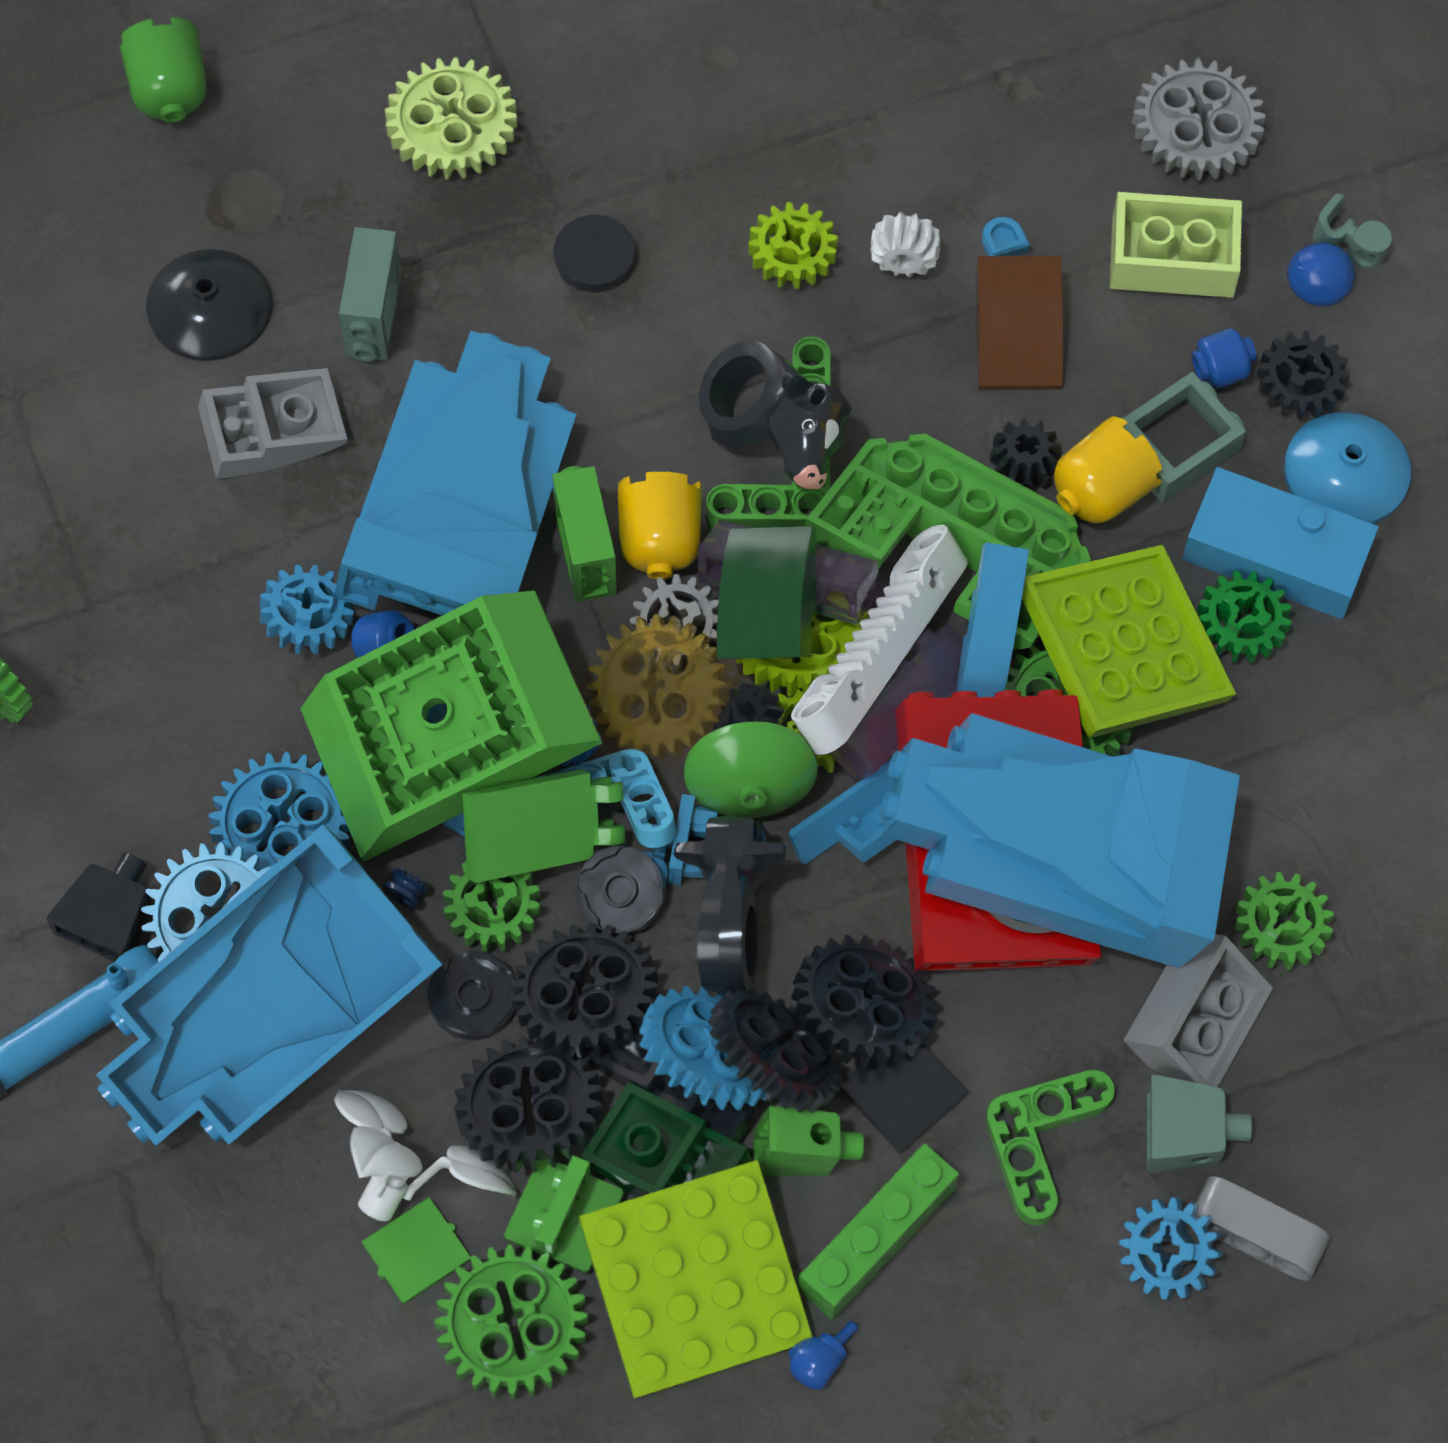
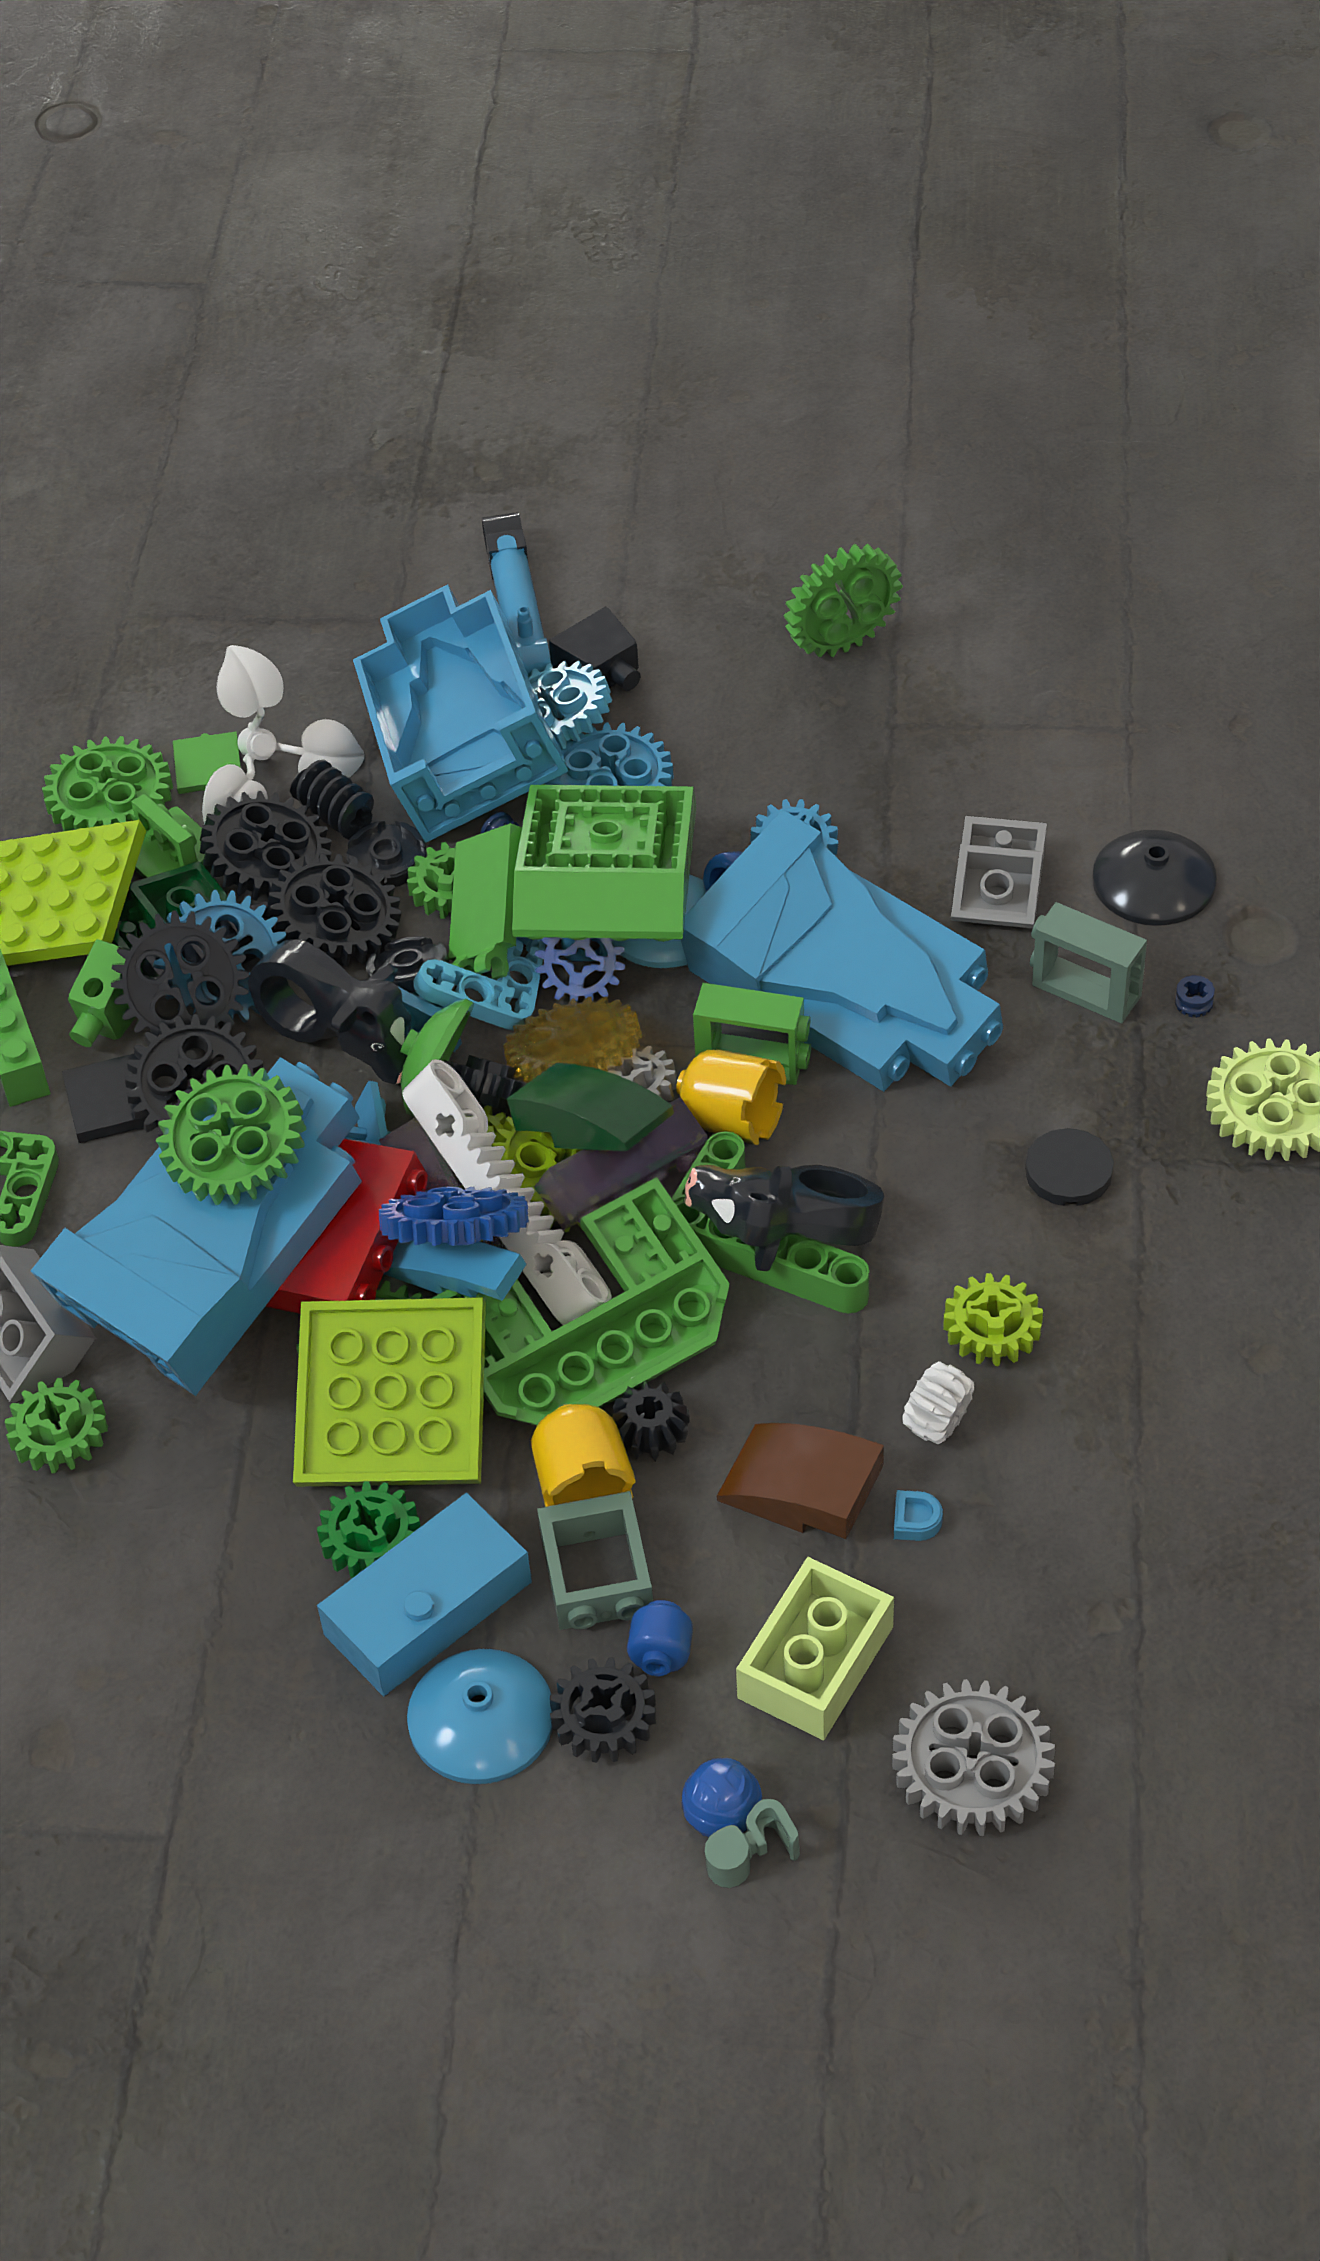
camera: 120 degrees right, 15 degrees down
(345, 211) = (1196, 1004): none -> dark blue bush
(429, 1069) = (333, 798): none -> black piece
(960, 585) = (453, 1216): none -> blue gear
(980, 818) = (231, 1134): none -> bright green gear

